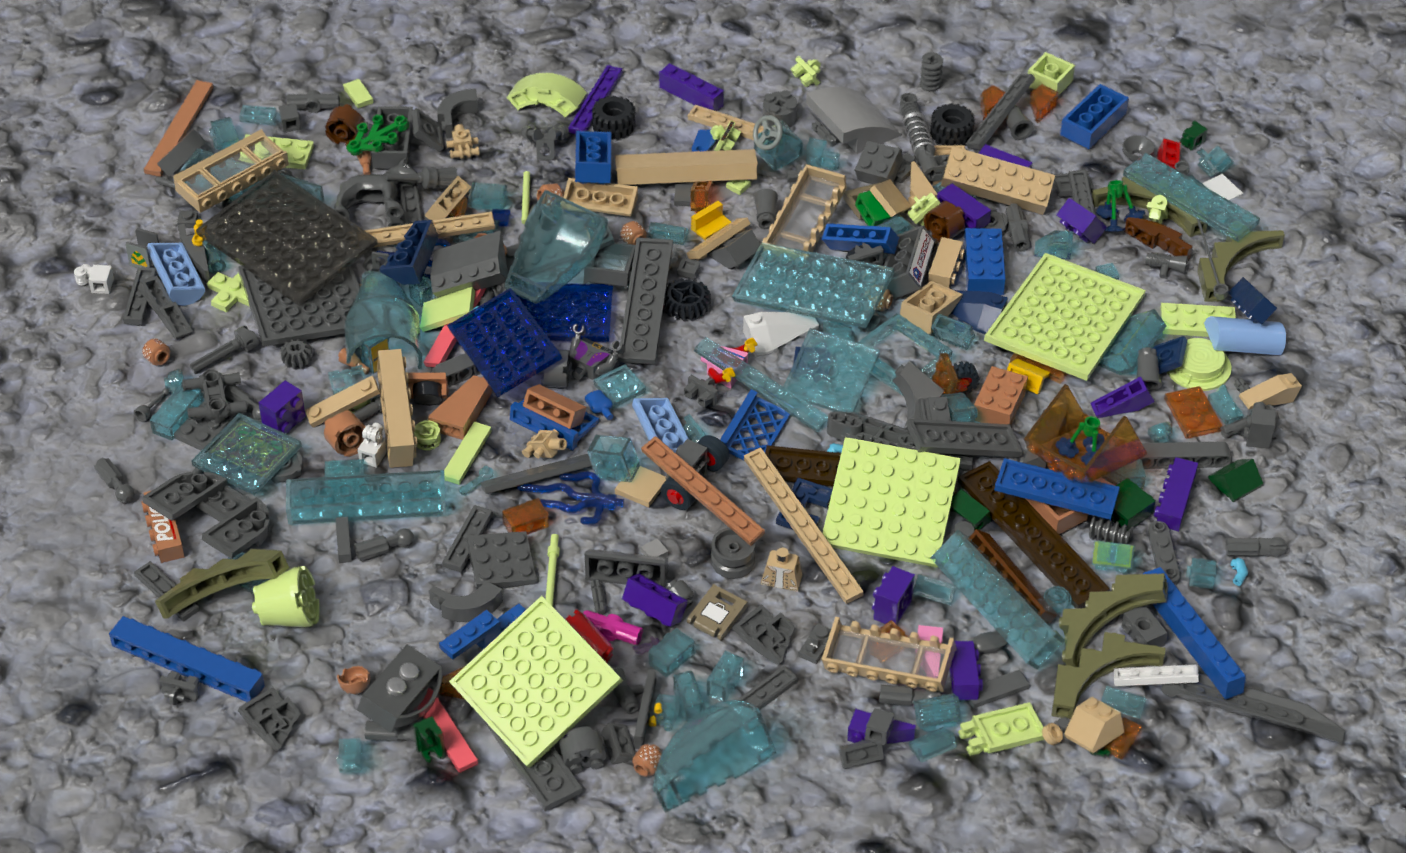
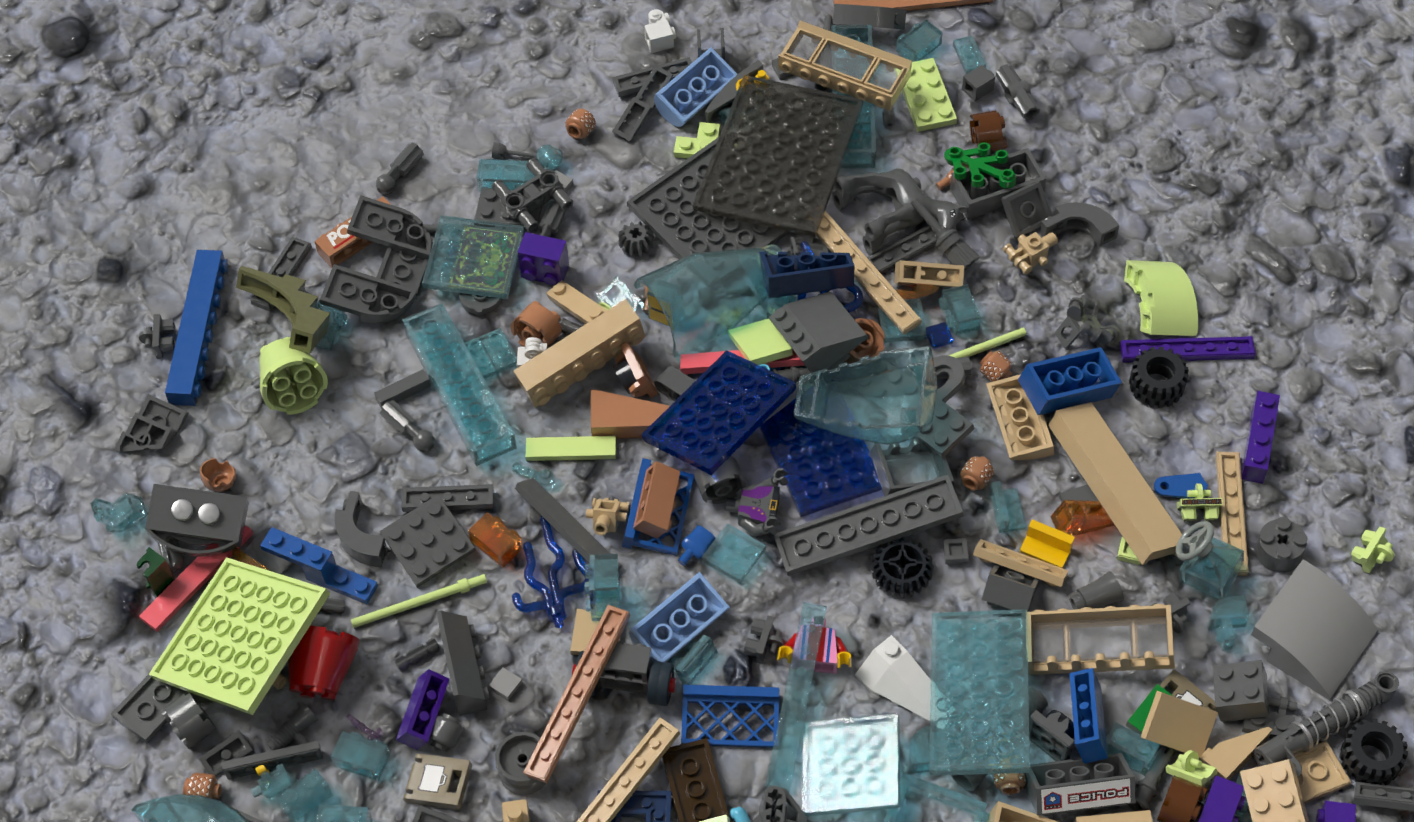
camera: 70 degrees right, 10 degrees up
(243, 340) = (629, 184): dark grey piece -> none
(358, 93) = (1057, 125): yellowish green tile -> none
(427, 434) = (576, 400): yellowish green wheel -> none
(615, 628) = (375, 683): dark pink piece -> none

